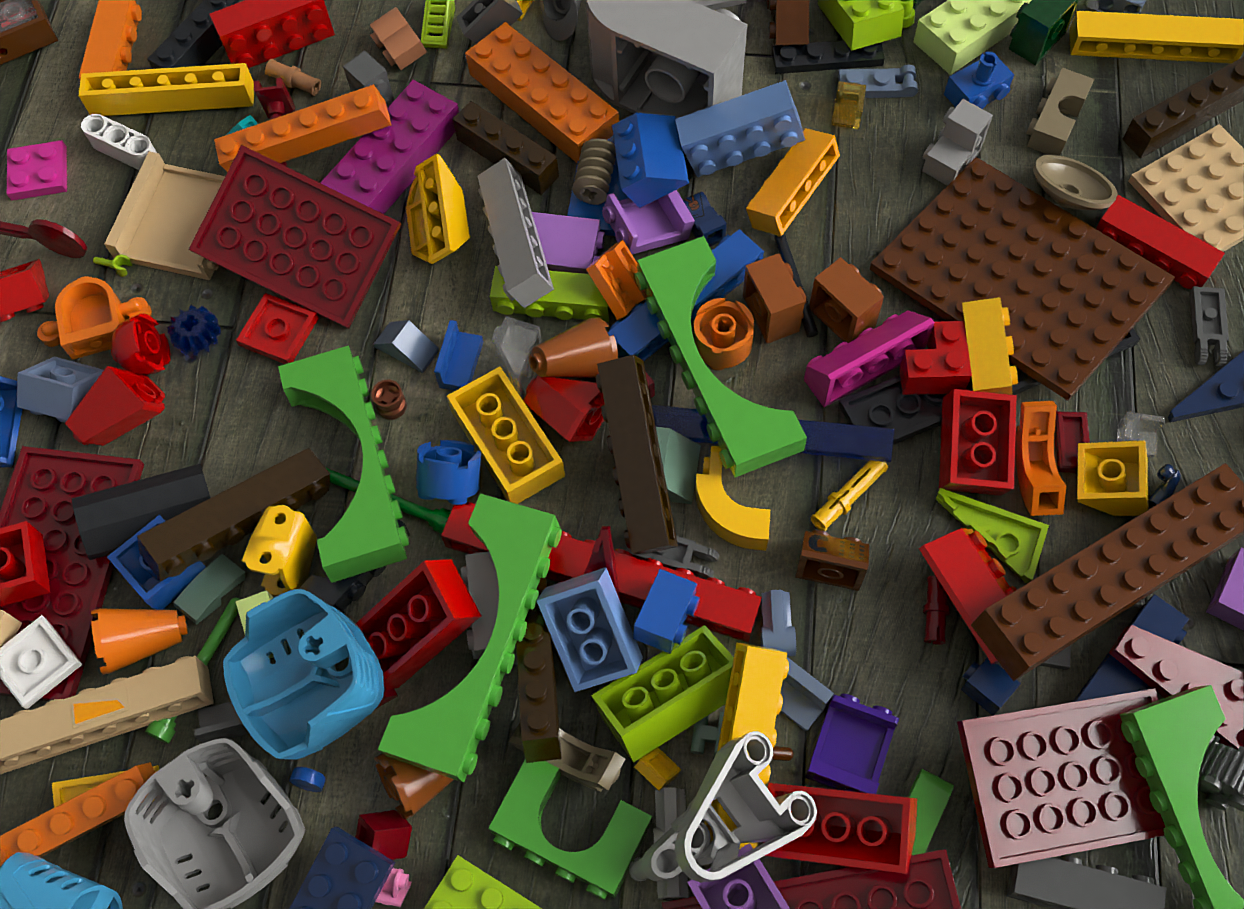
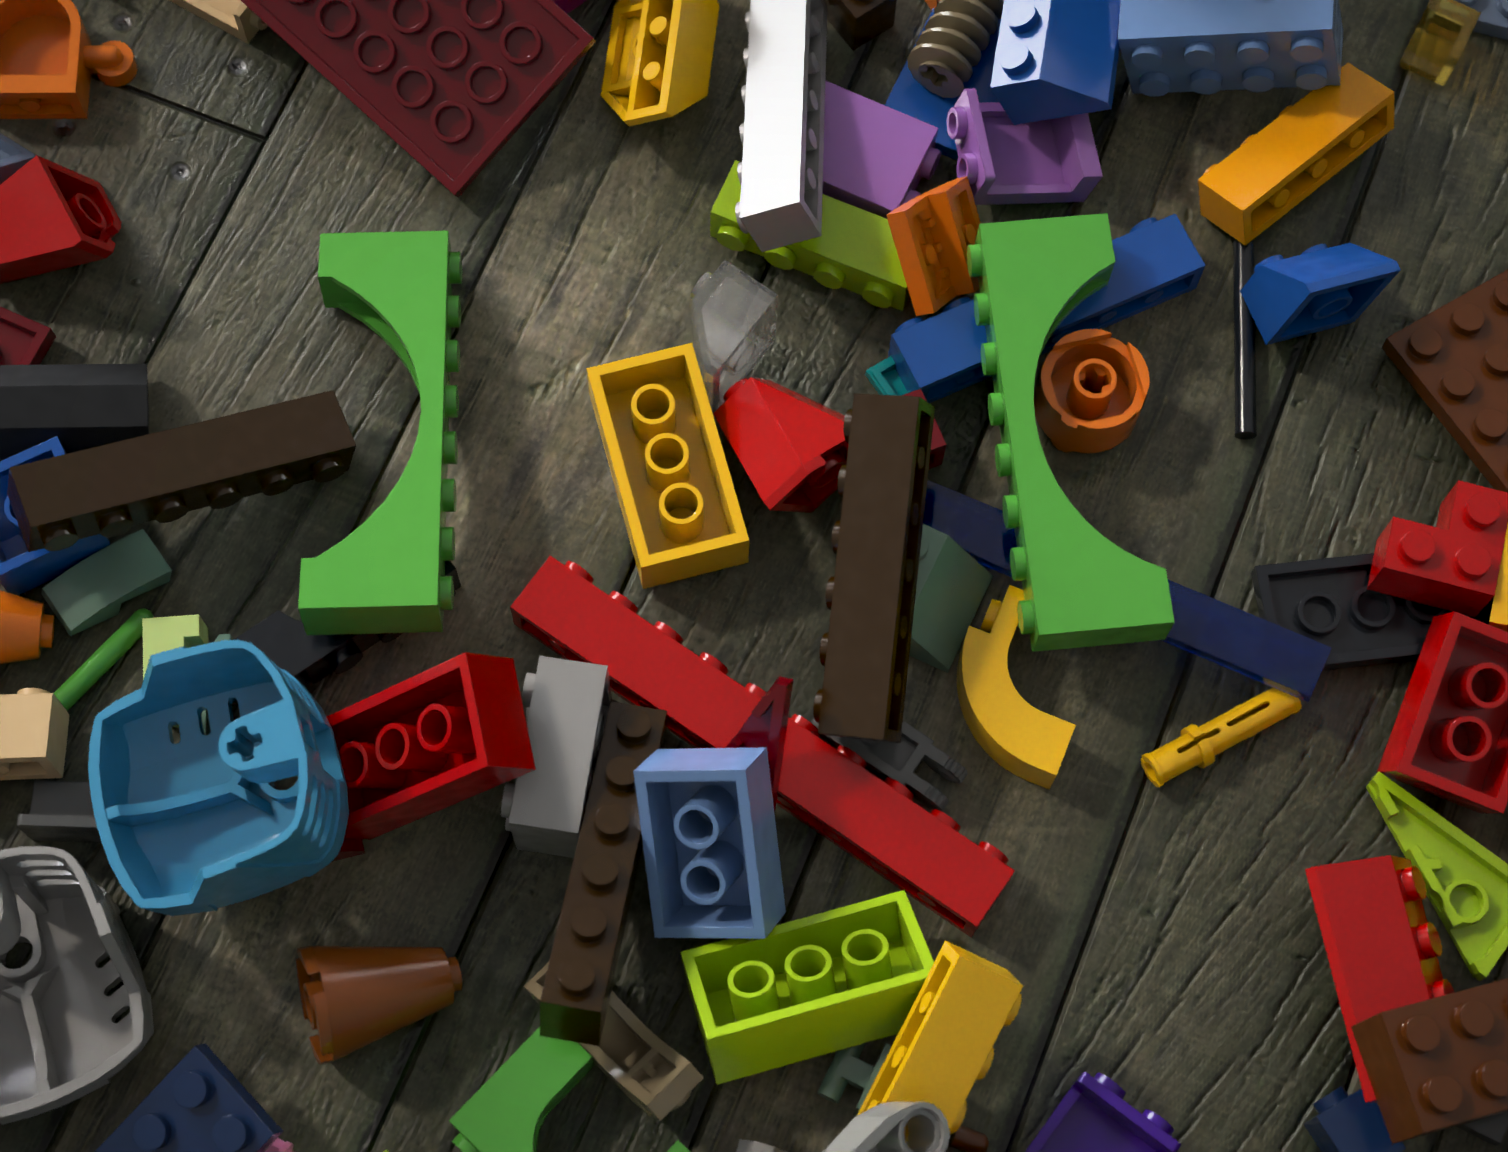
camera: 10 degrees right, 5 degrees up
(140, 346) = (101, 130): red cylinder -> none
(194, 330) = (198, 127): clear blue gear -> none
(277, 329) = (337, 165): red plate -> none
(286, 544) = (254, 553): yellow piece -> none
(307, 779) = (180, 948): blue tile -> none
(384, 394) = (487, 331): copper wheel -> none
(385, 833) = (280, 1075): dark red panel -> none
(407, 344) = (547, 255): sand blue slope -> none
(436, 518) = (511, 572): green piece -> none
(448, 471) = (553, 500): blue brick -> none
(449, 730) = (429, 944): bright green arch -> none
(457, 358) = (626, 304): blue panel -> none
(575, 351) = (827, 354): dark orange cone -> none
(657, 768) = (755, 1105): yellow tile -> none
(665, 610) = (844, 850): blue brick -> none
(705, 219) = (1123, 177): dark blue leg -> none
(773, 297) = (1197, 354): dark orange brick -> none
(776, 621) = (1024, 935): sand blue piece -> none
(803, 696) = (1032, 1056): sand blue panel -> none
(825, 245) = (1315, 289): none -> blue slope
(833, 560) = (1156, 841): reddish brown slope -> none
(845, 300) = (1320, 397): dark orange brick -> none
(866, 357) = (1327, 504): dark pink slope -> none
(936, 612) = (1302, 983): dark red pin -> none

